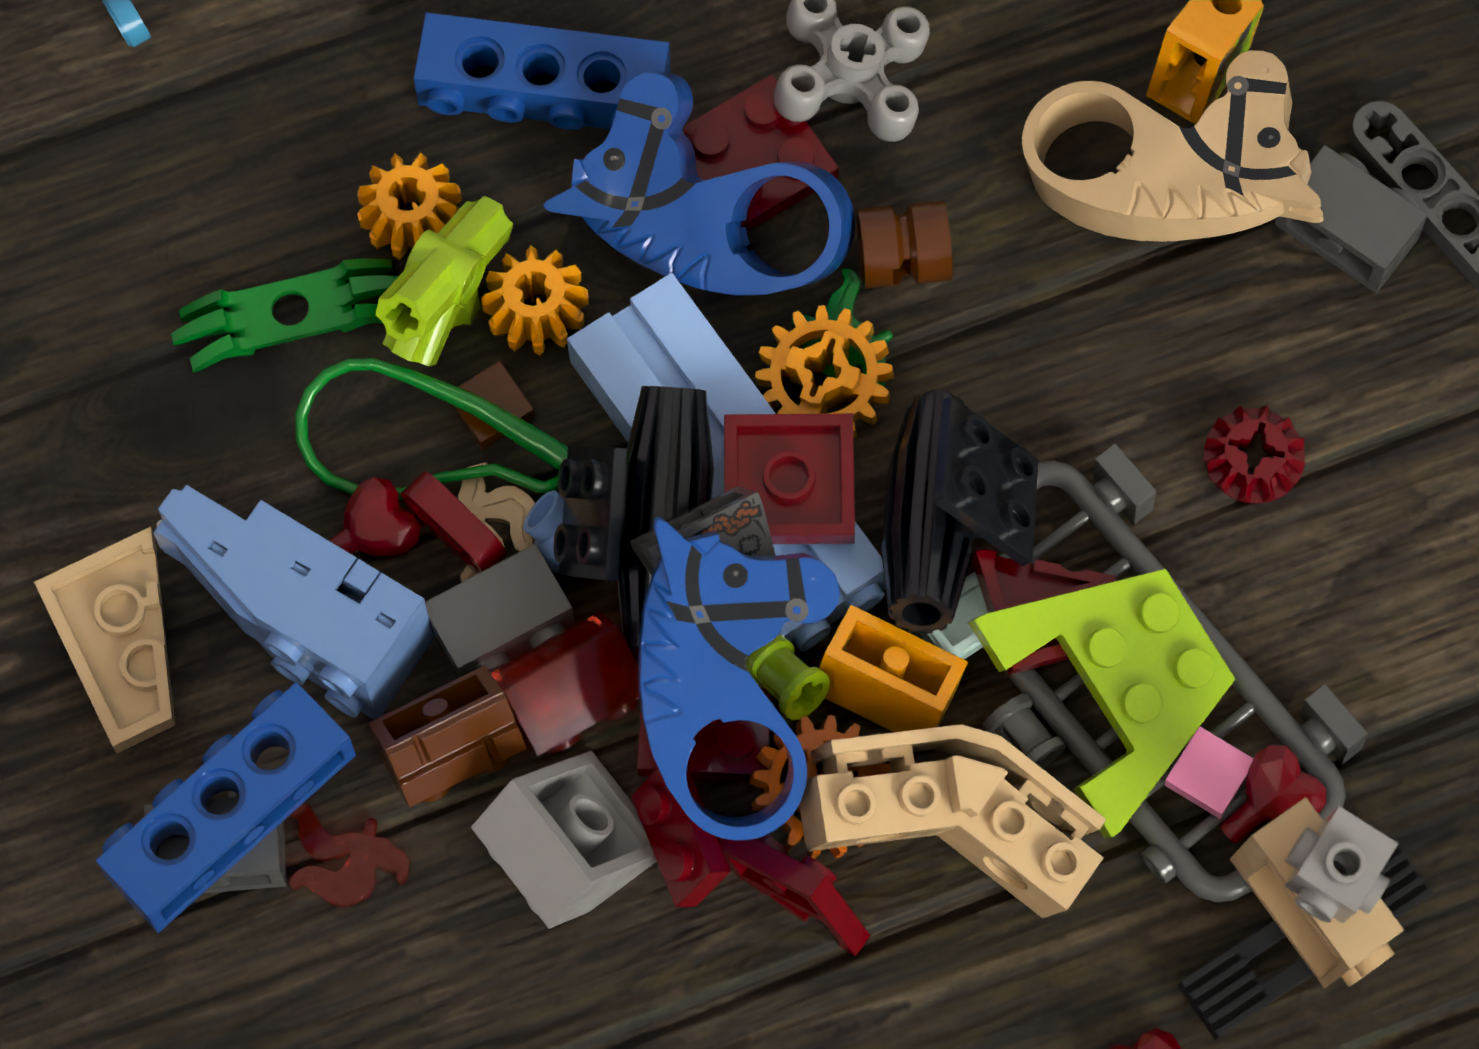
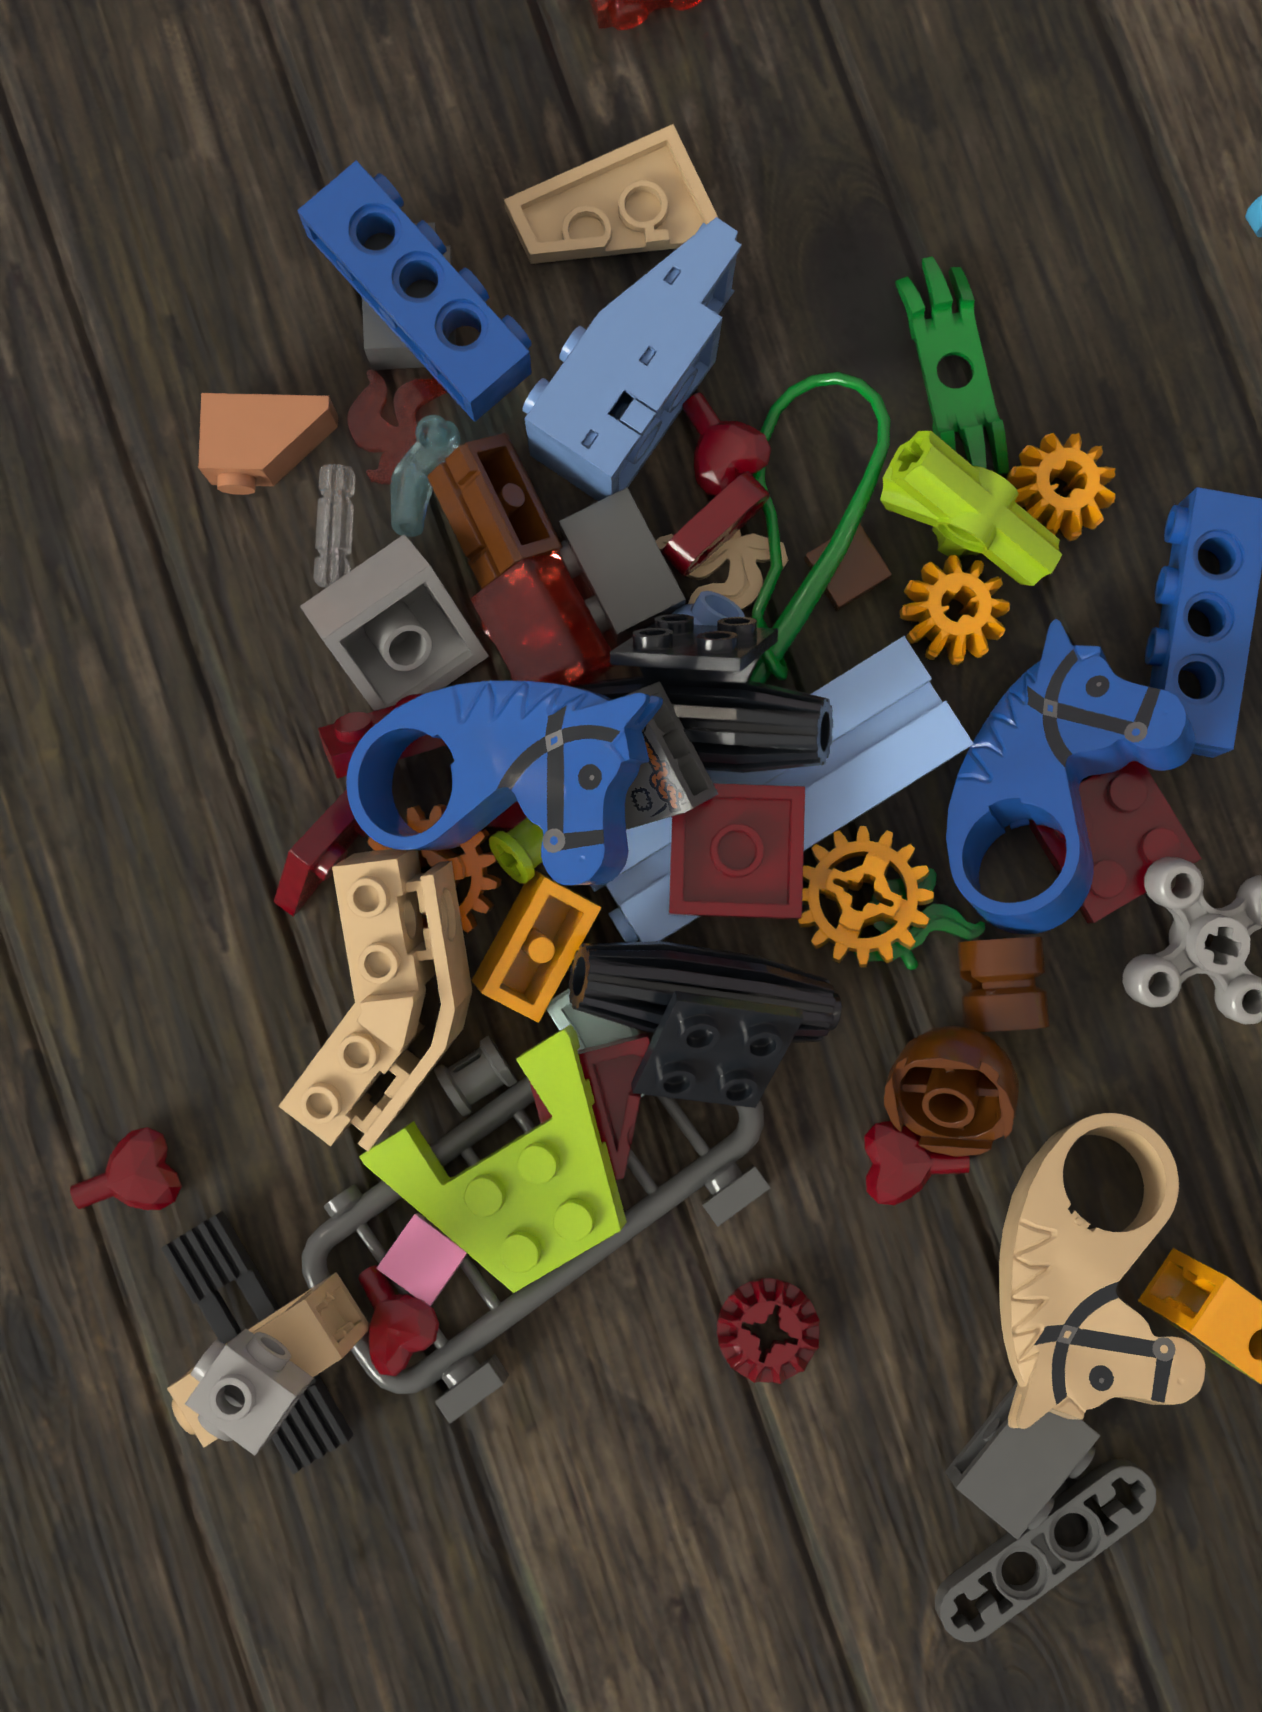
camera: 85 degrees right, 15 degrees up
(368, 988) = (259, 437): none -> nougat slope
(402, 826) = (409, 480): none -> clear light blue arm
(459, 909) = (334, 523): none -> clear axle
(1010, 282) = (953, 1091): none -> reddish brown cylinder
(1081, 333) = (901, 1165): none -> dark red rock

